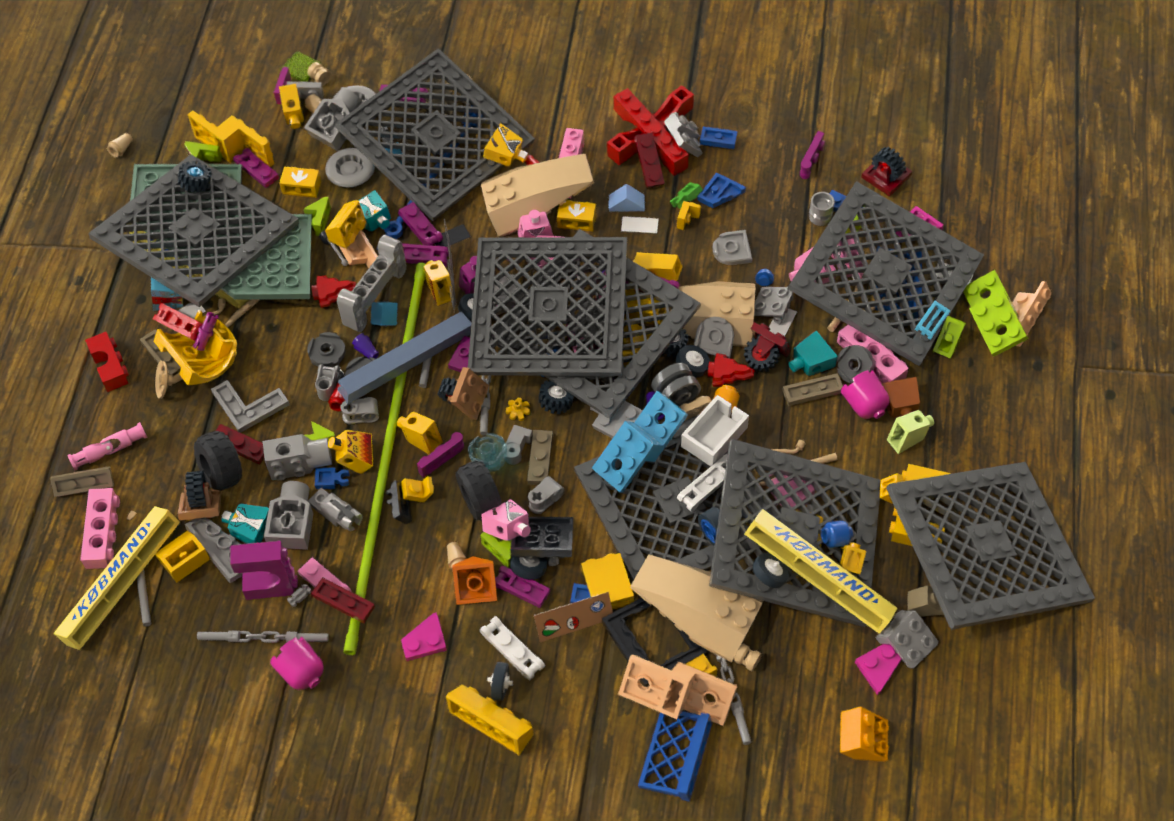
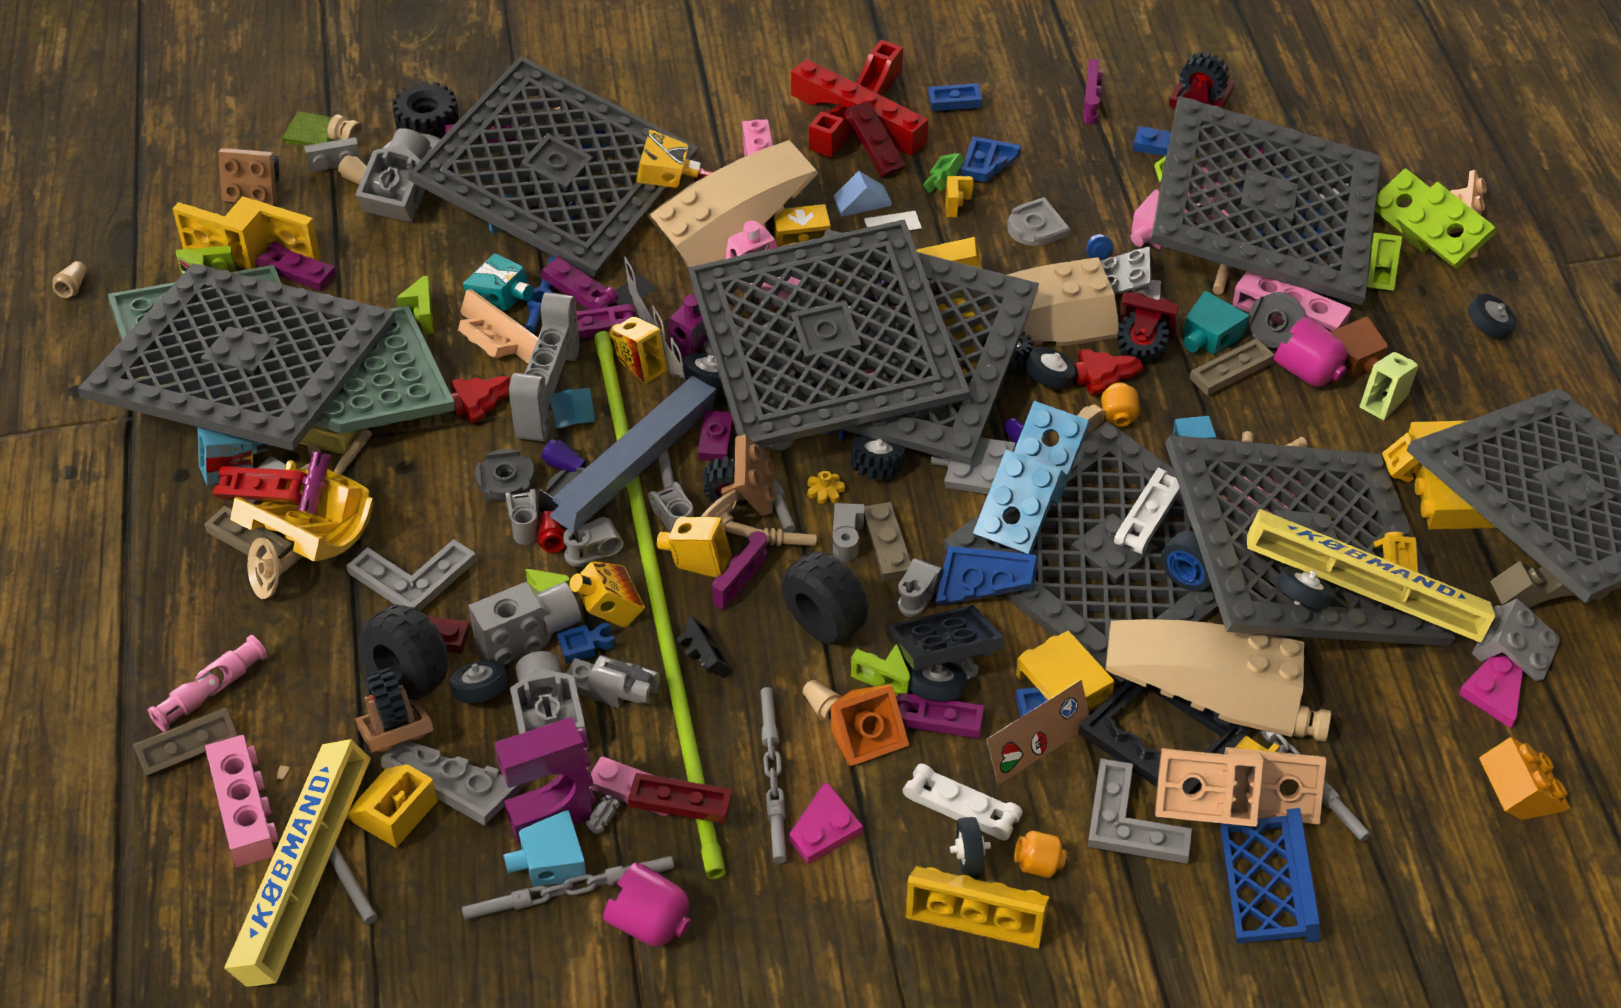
camera: 20 degrees left, 10 degrees down
(112, 373) = (177, 580): red arch -> none
(194, 176) = (216, 284): black wheel -> none
(247, 523) = (477, 731): teal torso -> none
(248, 95) = (248, 175): none -> medium nougat plate
(258, 611) = (548, 851): none -> medium azure torso
(259, 488) = (479, 681): none -> black wheel
(284, 77) = (296, 156): magenta plate -> none
(291, 109) = (325, 185): yellow torso -> none
(300, 182) = (373, 269): yellow brick -> none
(324, 239) = (446, 331): hinge -> none
(345, 169) = (441, 236): light grey wheel -> none
(346, 224) = (475, 299): yellow slope -> none
(373, 61) = (425, 108): none -> black tyre
(400, 621) = (775, 808): none -> light grey piece
(417, 490) = (728, 625): yellow bracket -> none
(418, 399) = (670, 505): none -> light grey piece
(441, 414) = (725, 505): none -> tan dish
(489, 450) = (813, 536): clear light blue cylinder -> none
(506, 521) = (887, 626): bright pink torso -> none
(541, 696) = (1039, 854): none -> light orange head
(585, 498) = (984, 573): none -> blue wing
(593, 691) = (1116, 833): none -> light grey plate
(677, 384) = (1047, 387): dark grey wheel -> none
(684, 133) = (908, 94): light grey plate -> none
(713, 430) = (1125, 447): white piece -> none
(715, 336) = (1068, 328): light grey tile -> none
(764, 432) = (1194, 427): none -> dark azure panel
(821, 208) = (1137, 149): light grey wheel -> none
(836, 534) = (1365, 526): blue head -> none
(924, 330) = (1354, 254): medium azure tile -> none
(1005, 396) = (1492, 316): none -> black wheel

